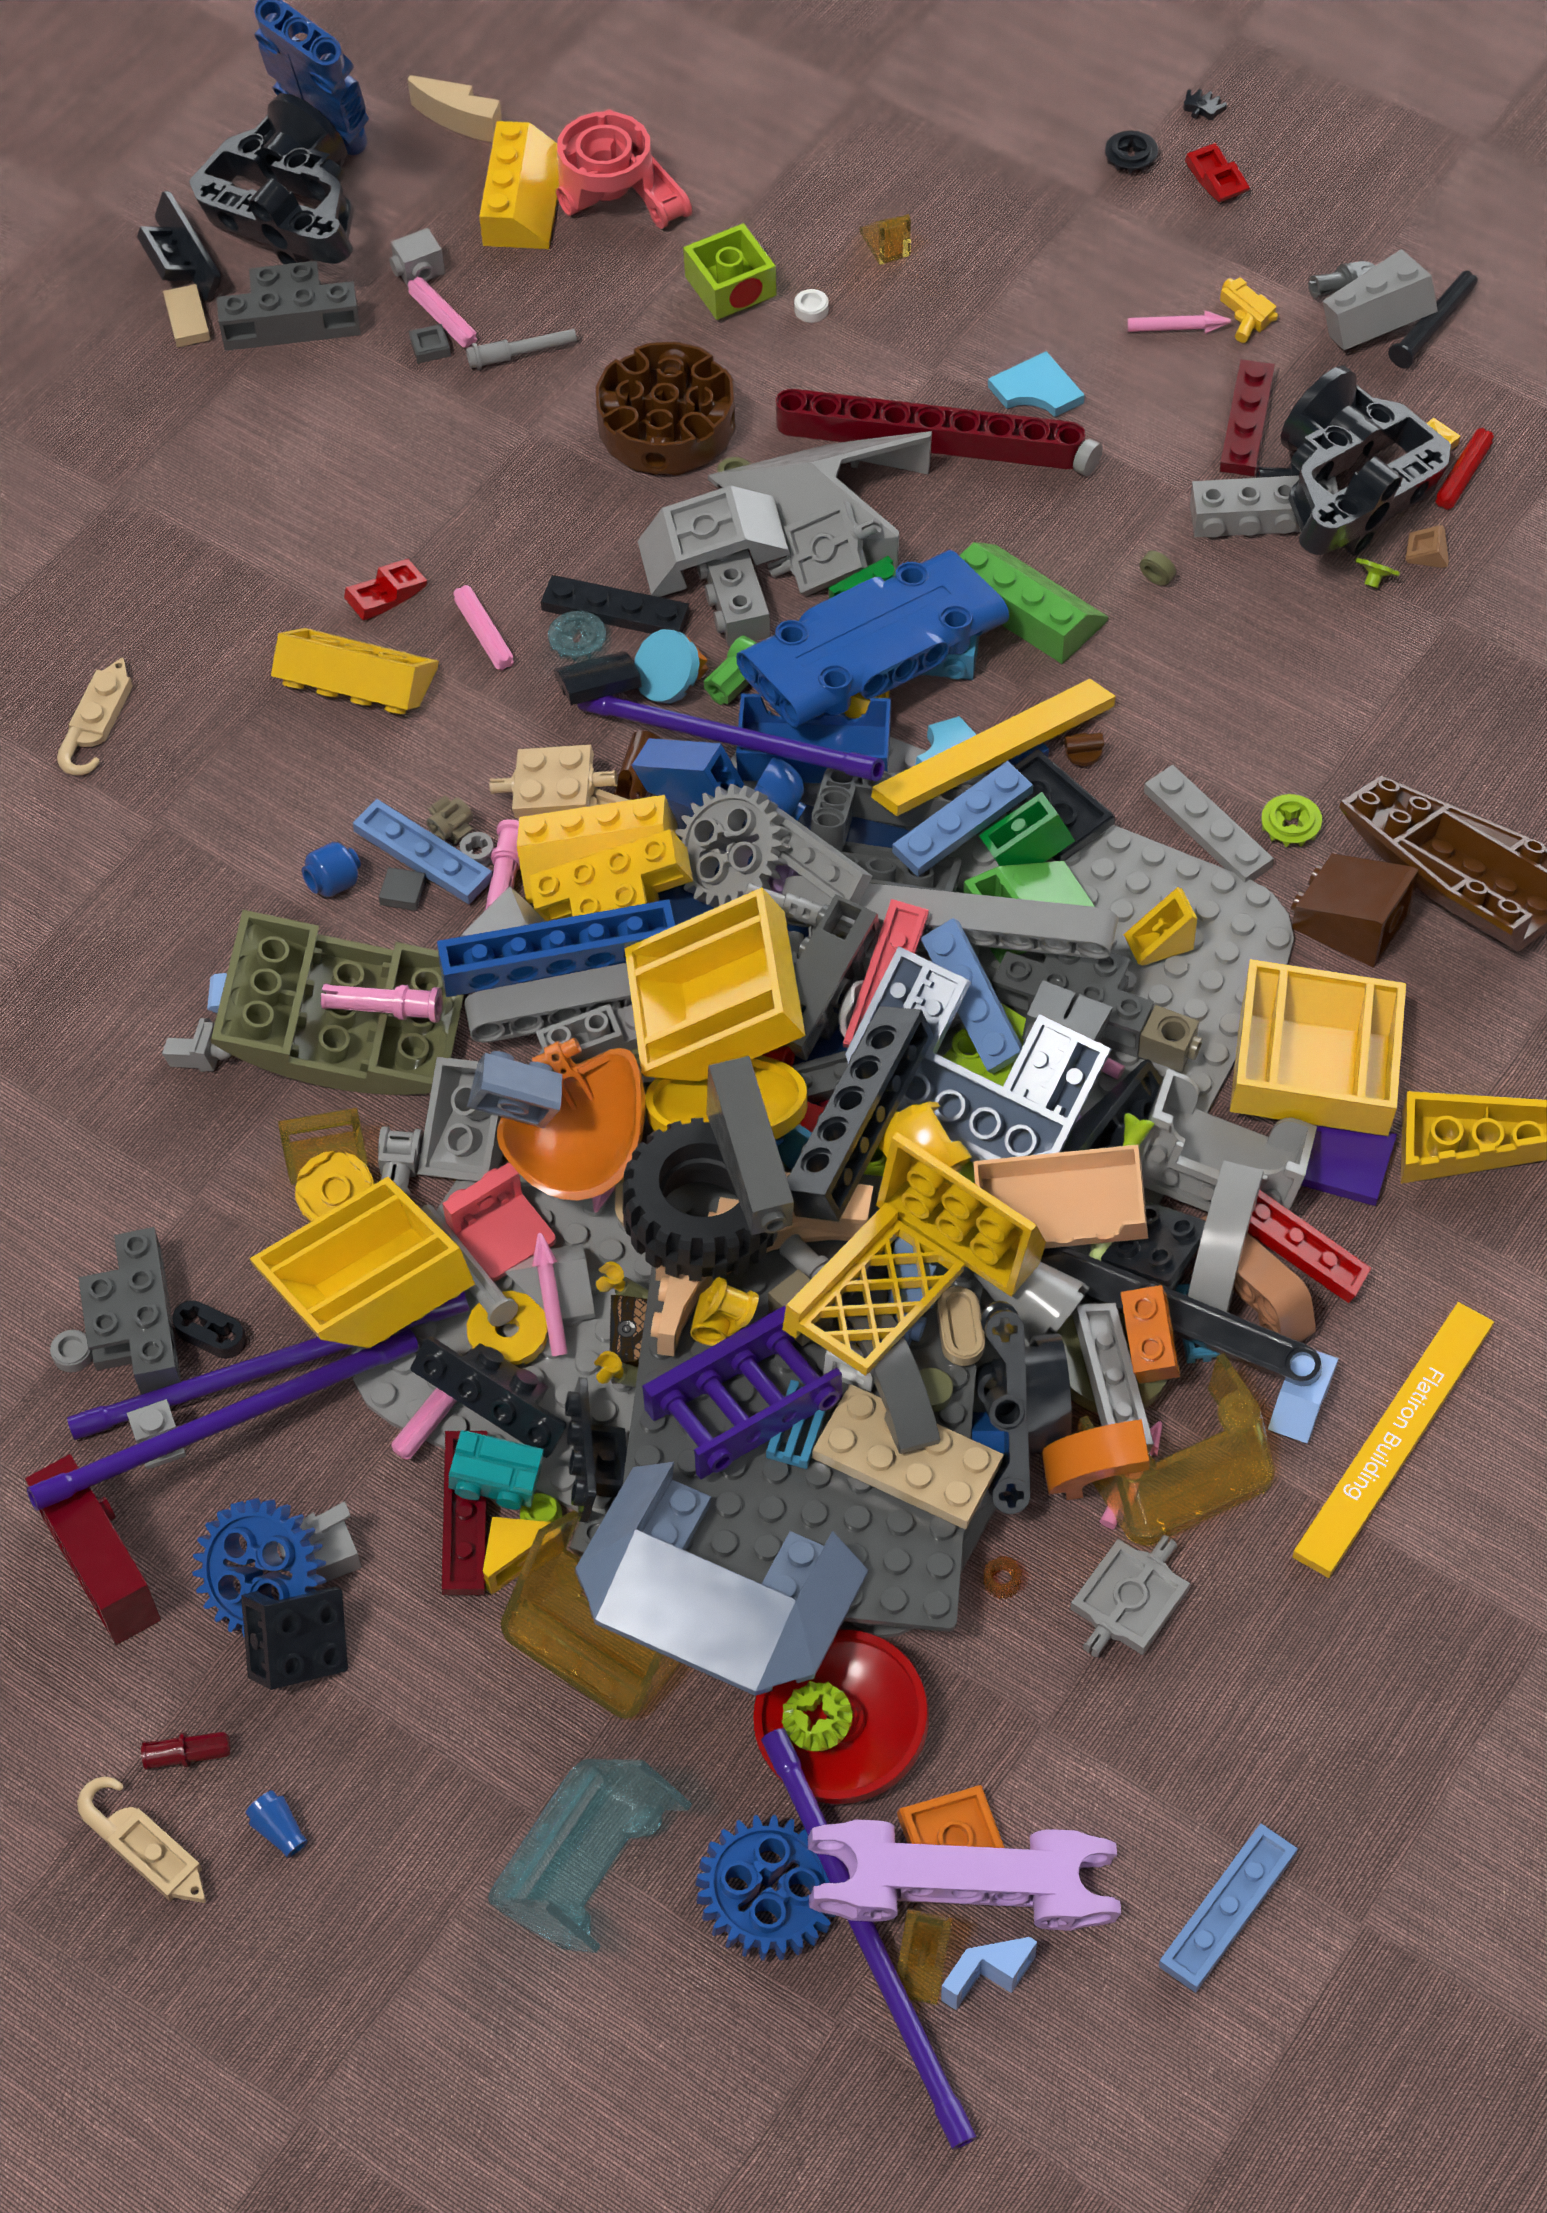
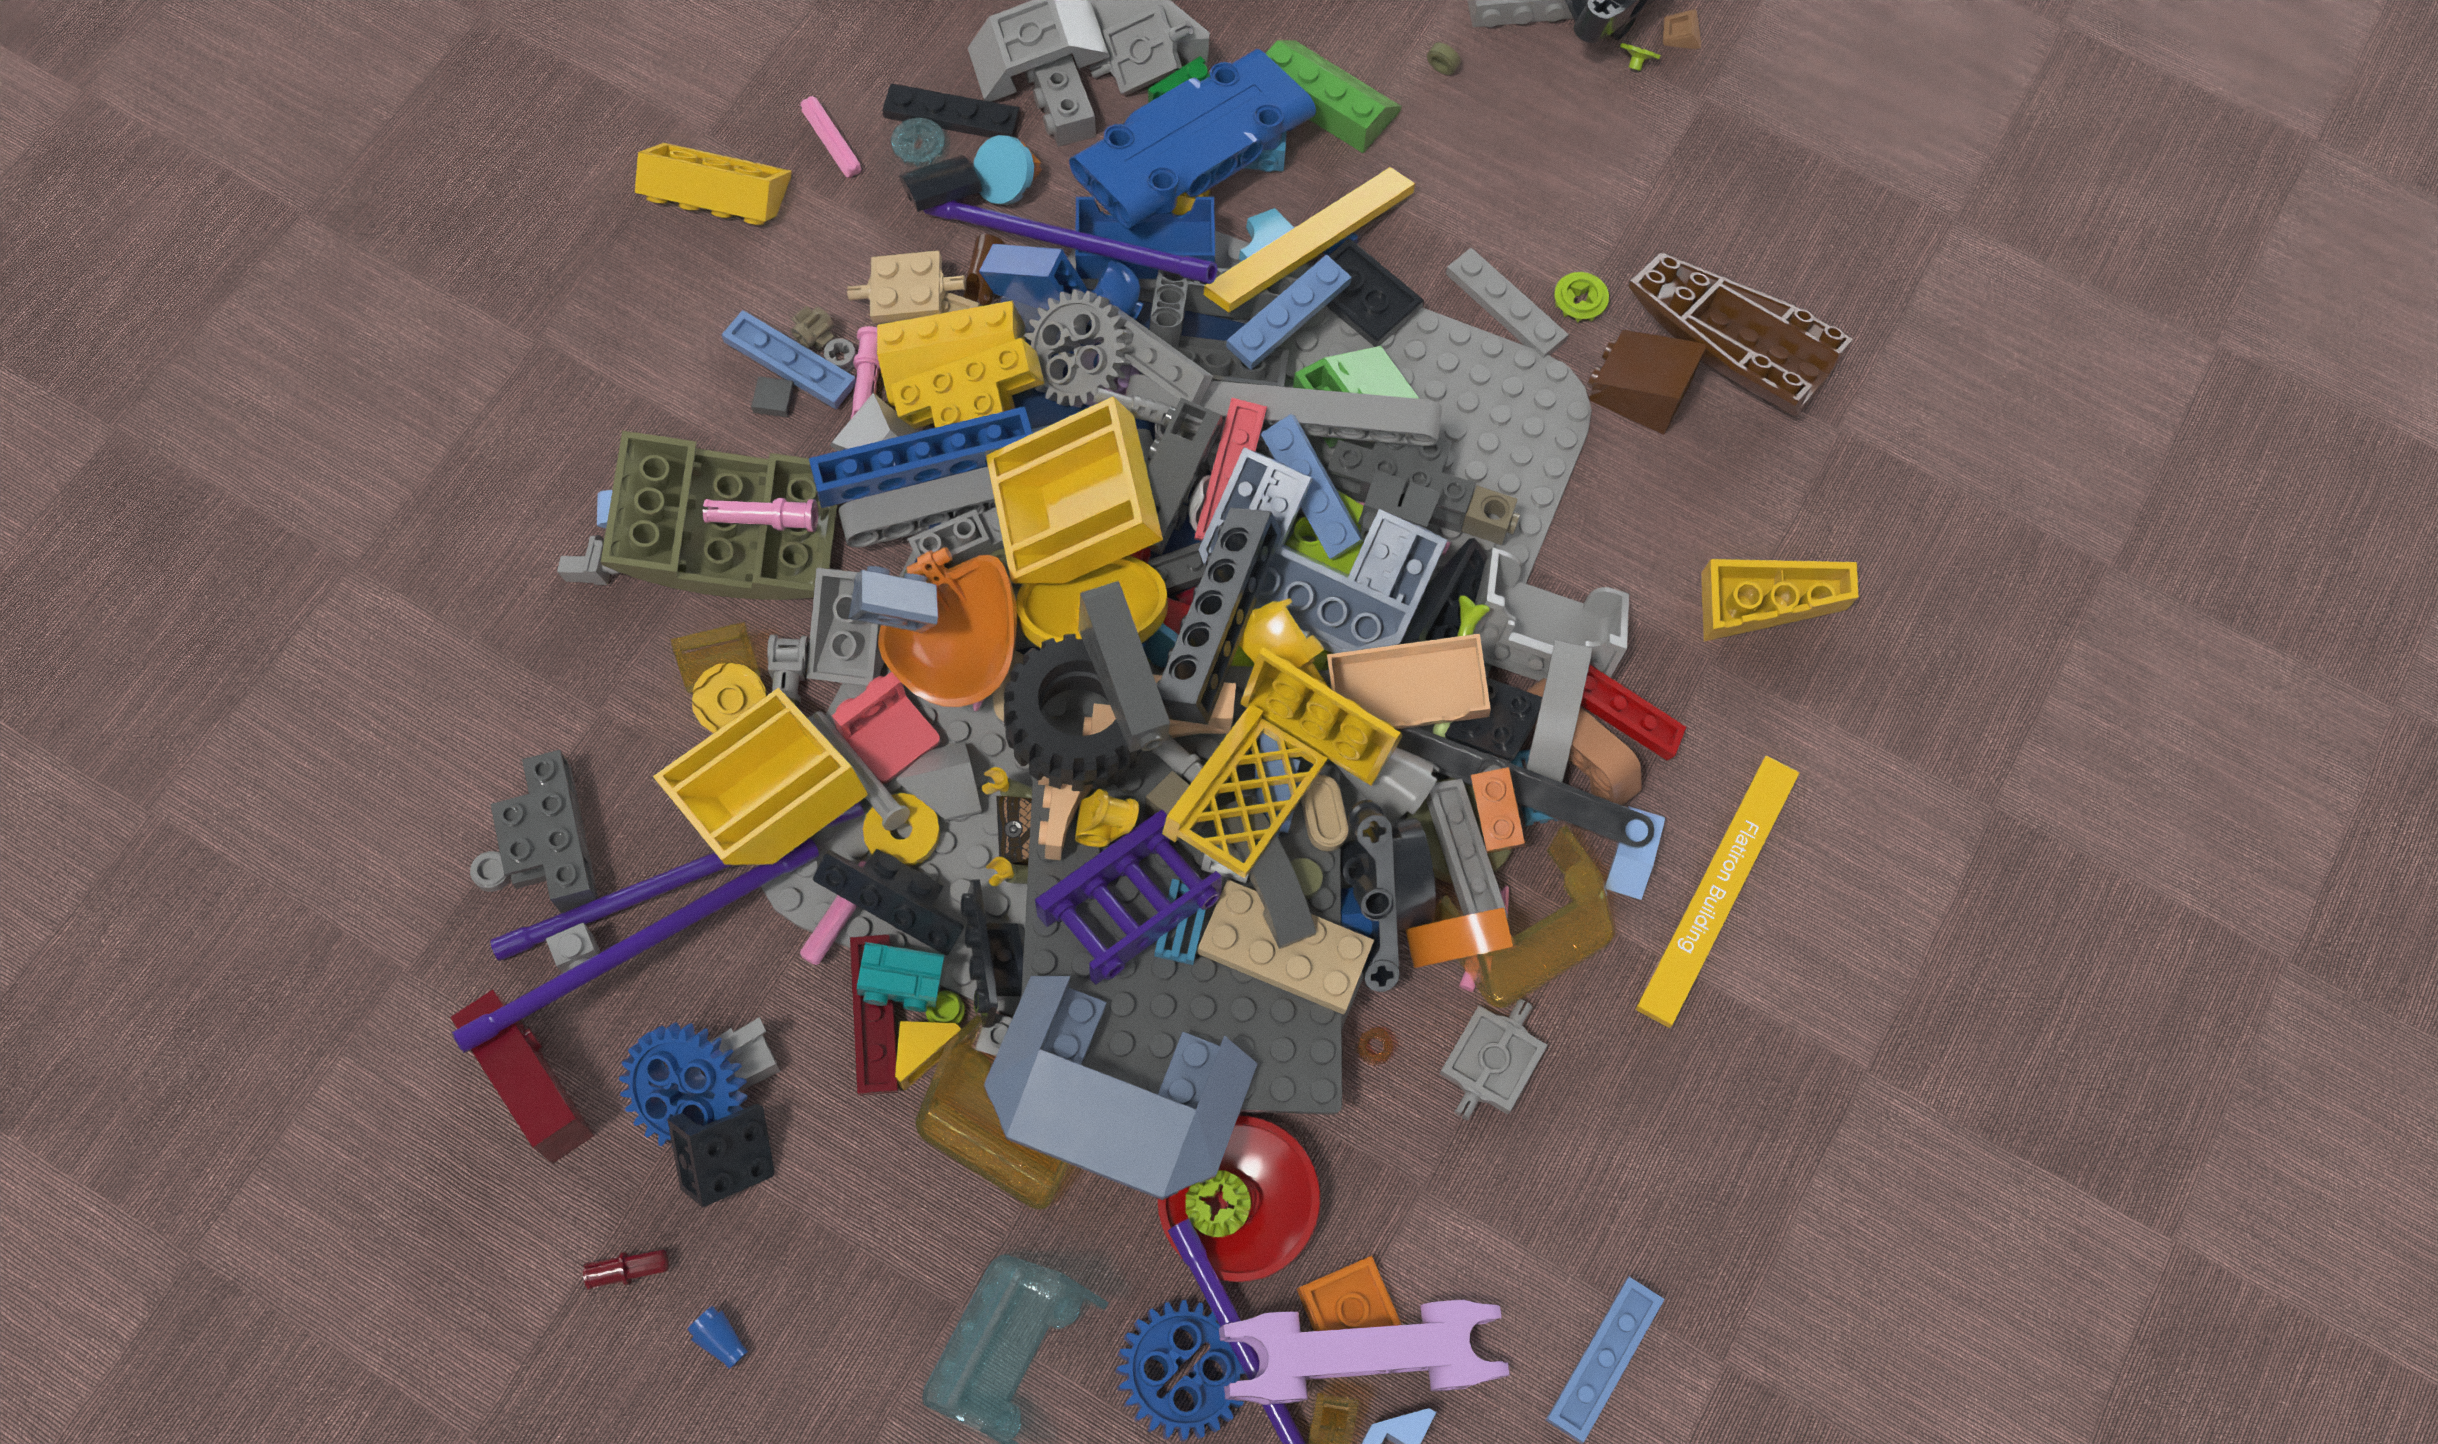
camera: 10 degrees left, 10 degrees up
(95, 715) = (472, 236): tan plate -> none
(143, 1845) = (591, 1367): tan plate -> none
(205, 1336) = (623, 836): black beam -> none
(331, 869) = (704, 381): blue head -> none
(391, 587) = (741, 101): red slope -> none
(544, 1261) = (932, 769): bright pink piece -> none
(727, 679) = (1060, 180): bright green piece -> none
(1028, 834) = (1348, 324): green brick -> none
(1084, 748) = (1390, 234): reddish brown plate -> none
(1164, 930) = (1477, 410): yellow slope -> none
(1319, 1047) = (1626, 518): yellow slope -> none
(1349, 1163) = (1659, 621): dark purple tile -> none

